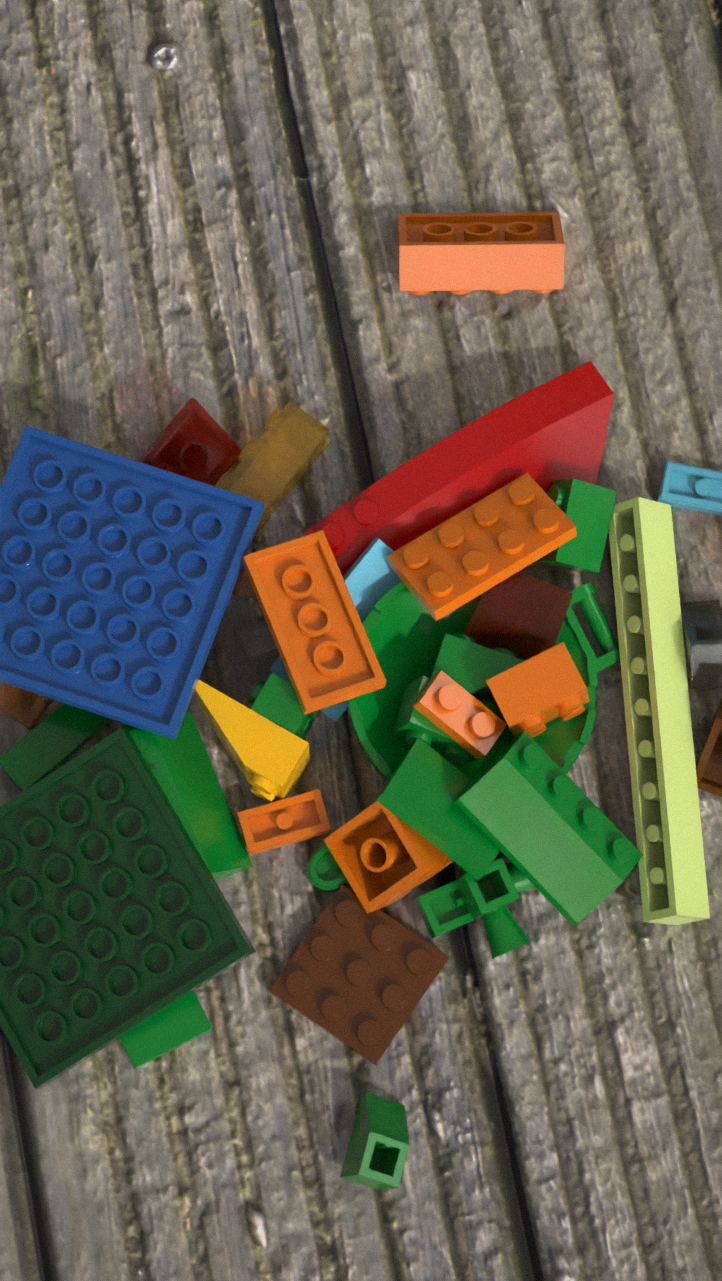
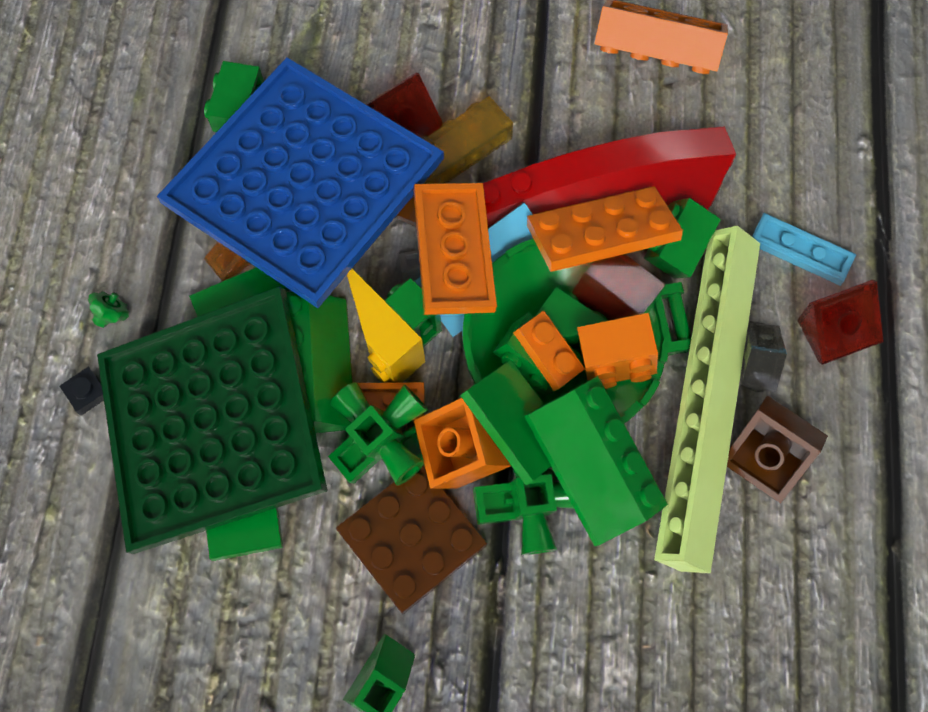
camera: 20 degrees right, 5 degrees down
(285, 868) = (376, 434): none -> green brick

